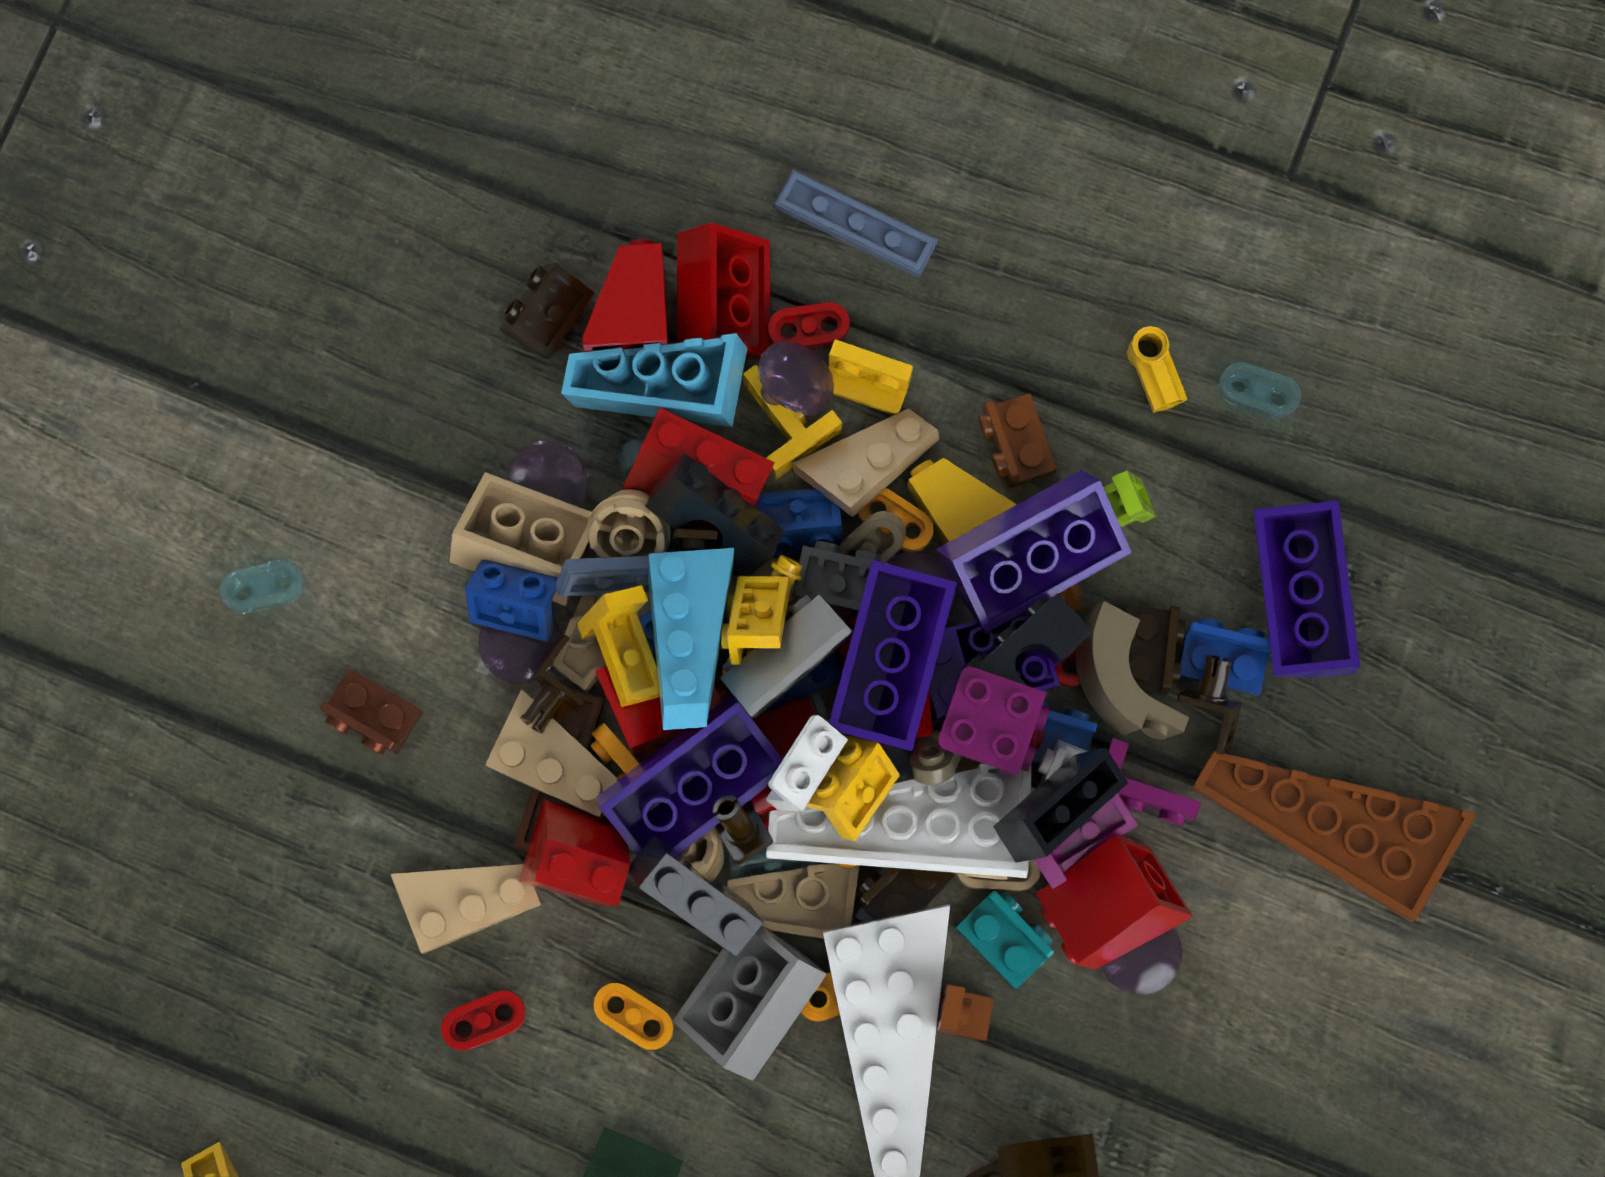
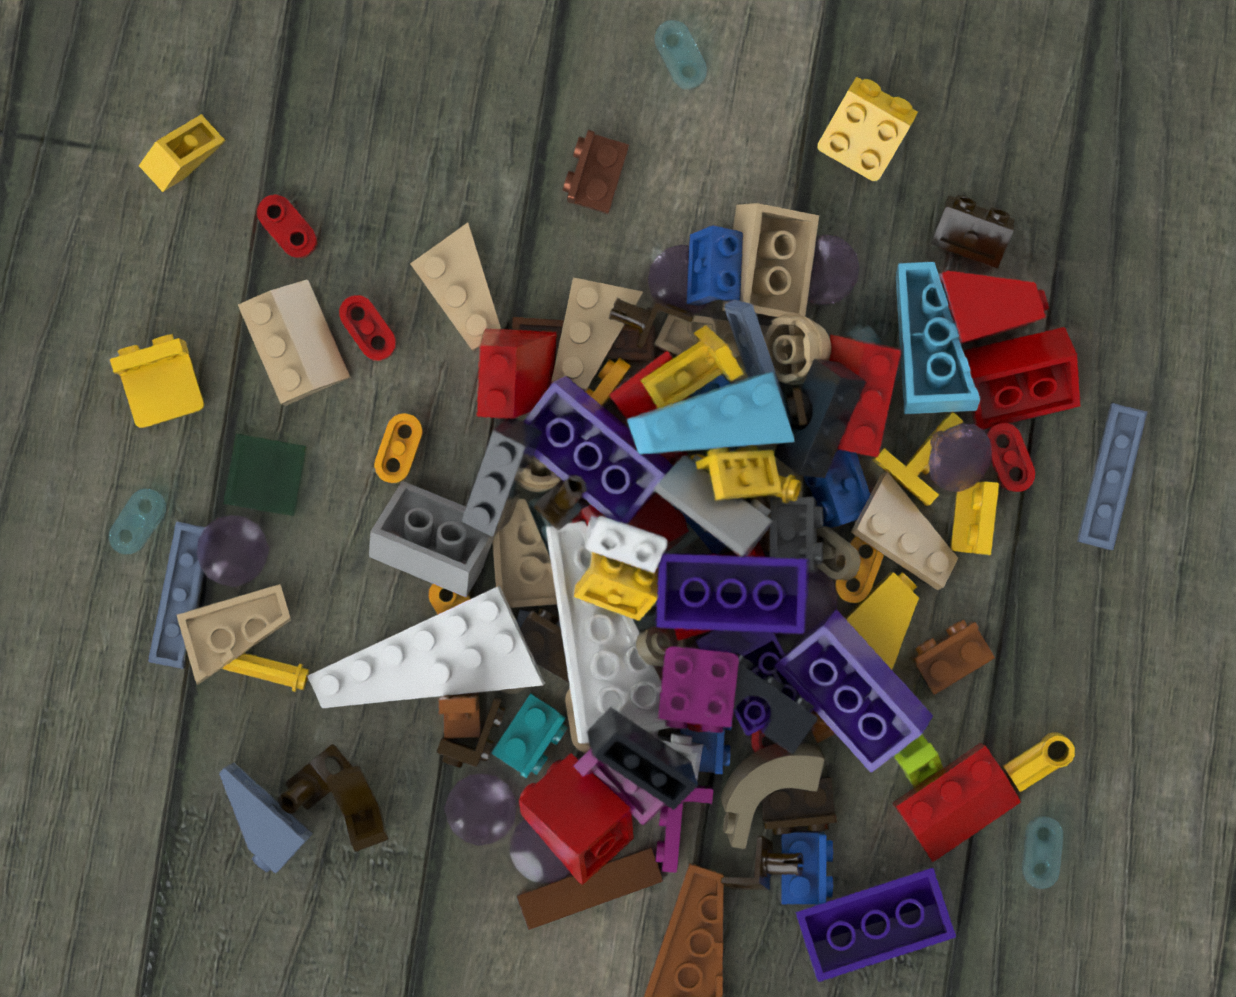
camera: 80 degrees right, 10 degrees up
(339, 1090) = (286, 226): none -> red plate
(402, 399) = (867, 129): none -> yellow bracket
(477, 1111) = (294, 341): none -> tan slope
(1008, 1028) = (458, 753): none -> dark brown bracket
(1079, 1017) = (480, 809): none -> clear purple dish
(1182, 471) = (957, 802): none -> red slope
(1202, 935) = (610, 882): none -> reddish brown tile

